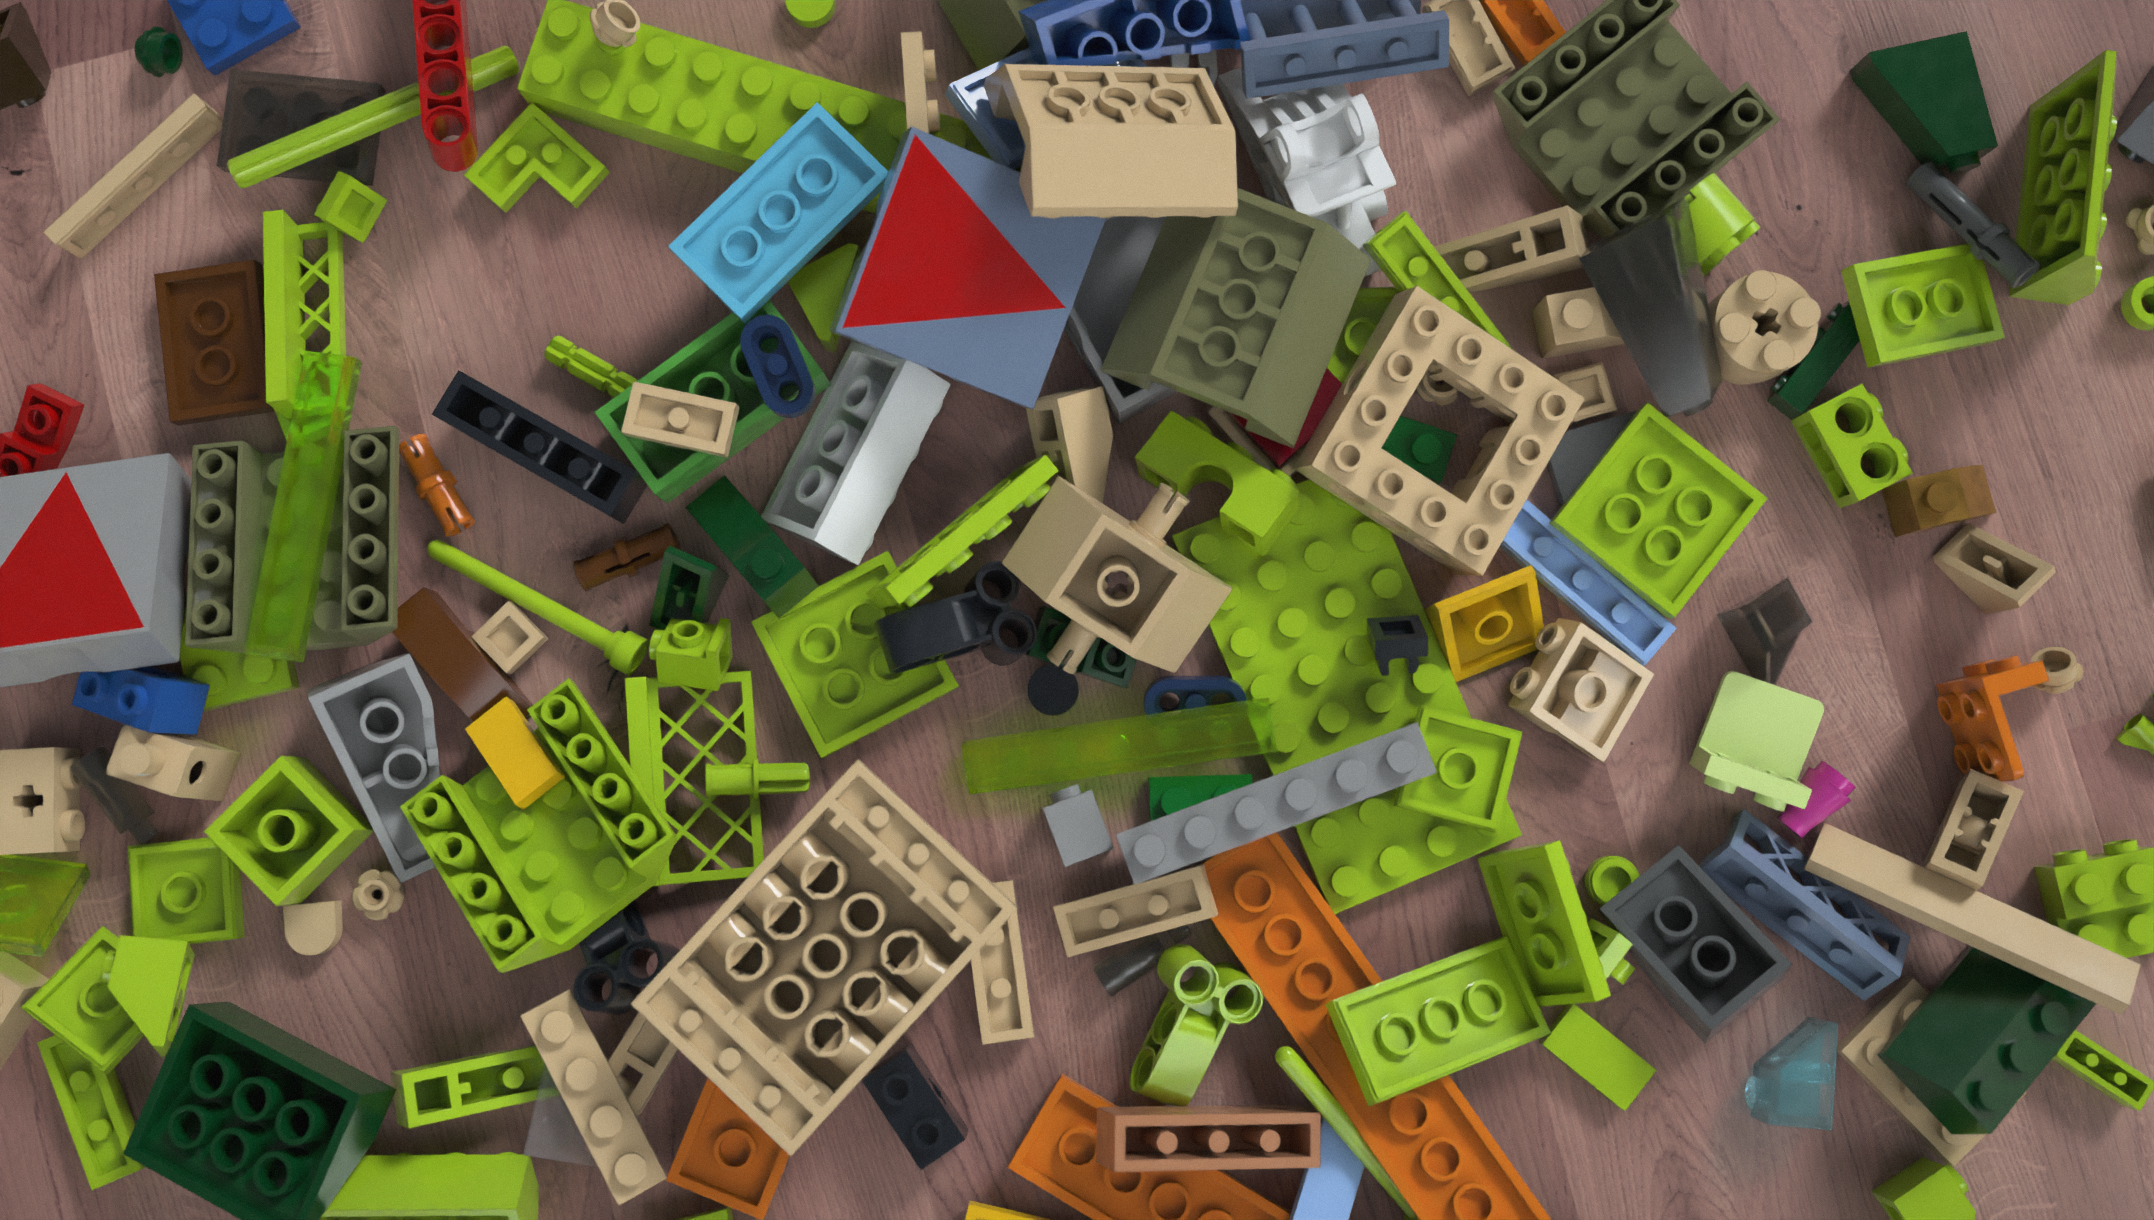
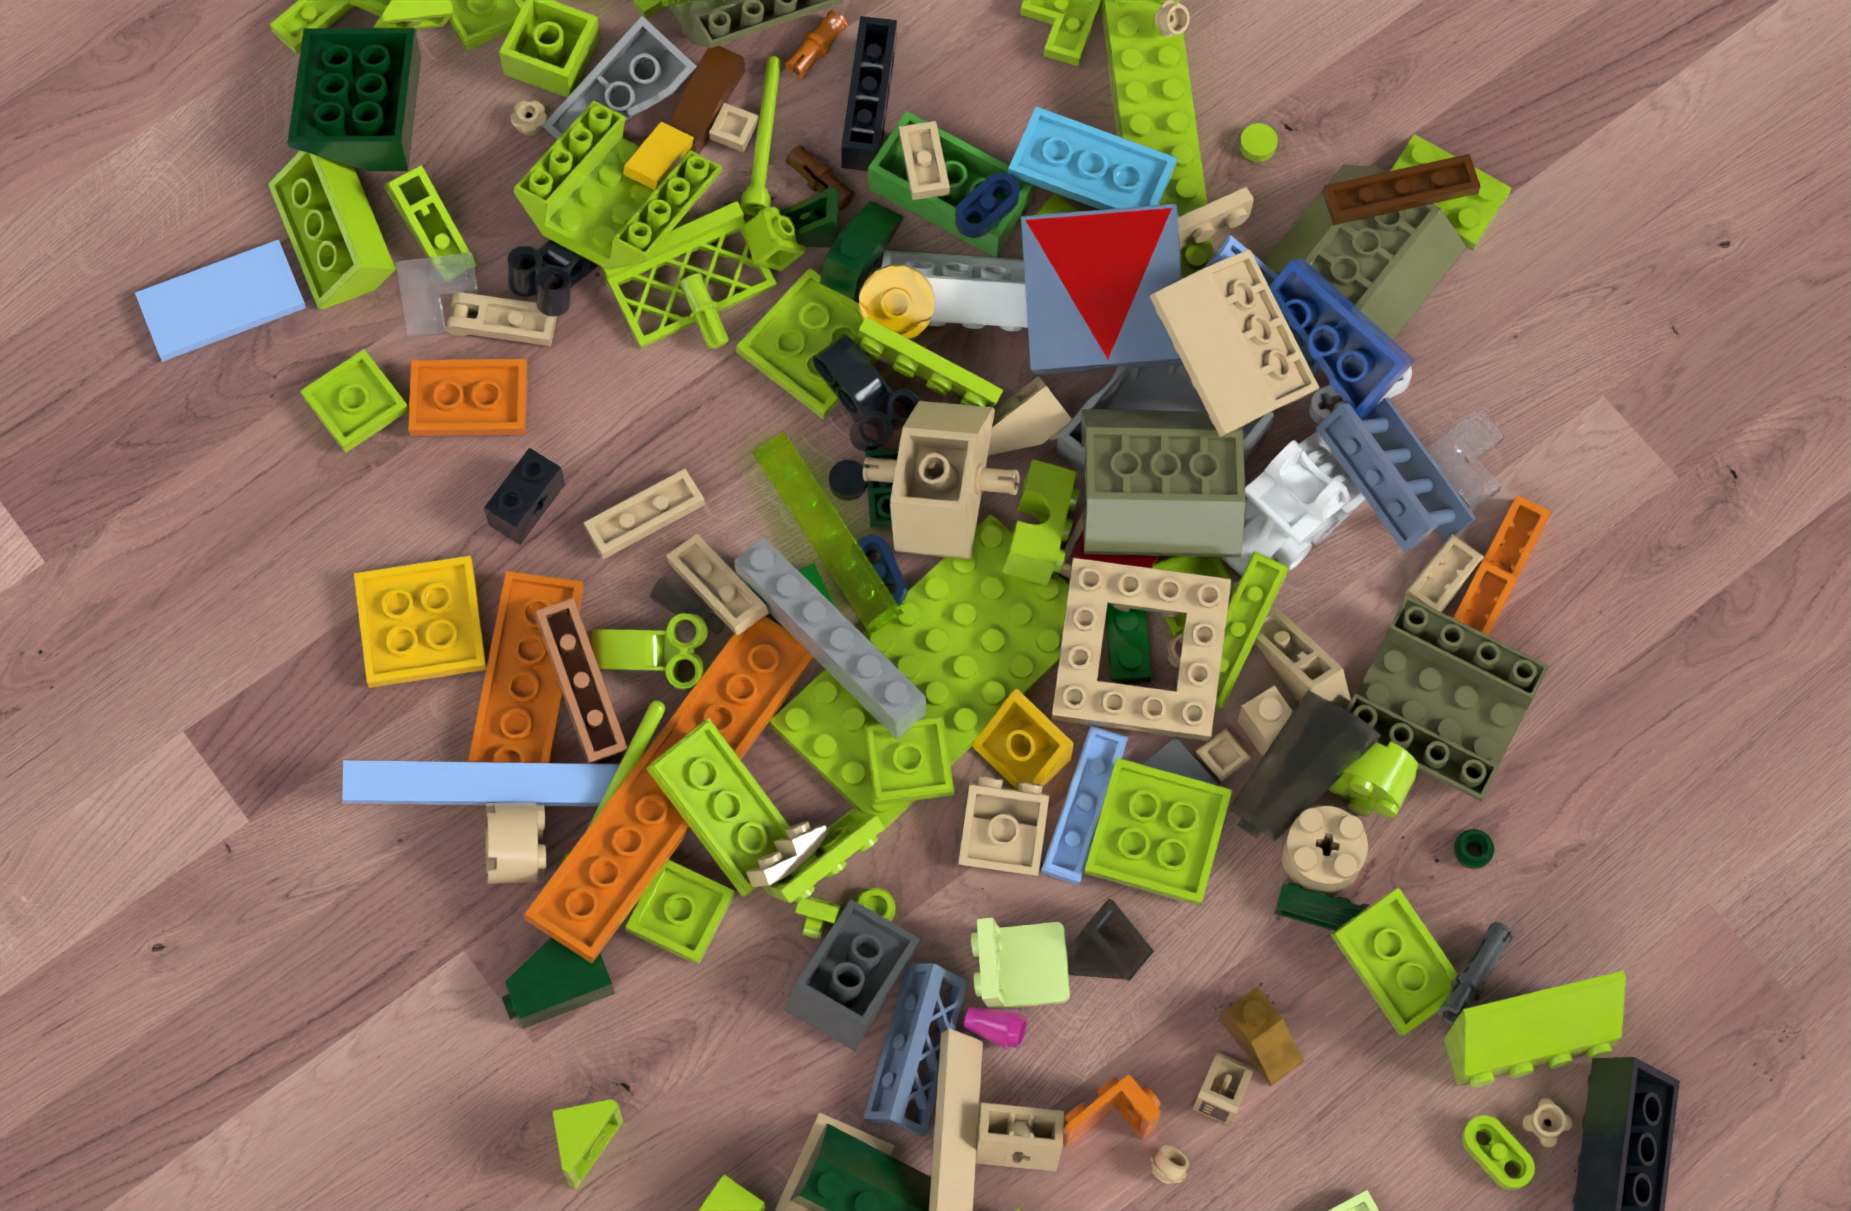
camera: 65 degrees right, 15 degrees down
(313, 926) = (491, 87): tan tile -> none
(587, 366) = (939, 99): lime axle -> none
(594, 1096) = (450, 291): tan plate -> none
(824, 956) = (604, 385): tan wedge -> none
(857, 535) = (898, 299): none -> yellow tile
(1077, 825) = (759, 521): light grey brick -> none
(1396, 639) = (982, 677): black tile -> none
(1524, 951) = (791, 854): none -> tan slope
(1536, 1116) = (680, 911): none -> lime plate
(1597, 1056) = (744, 943): lime tile -> none
(1797, 1078) = (785, 1084): clear light blue slope -> none
(1821, 152) = (1477, 838): none -> dark green plate
(1840, 453) = (1264, 949): lime brick -> none
(1931, 100) = (1560, 916): dark green slope -> none

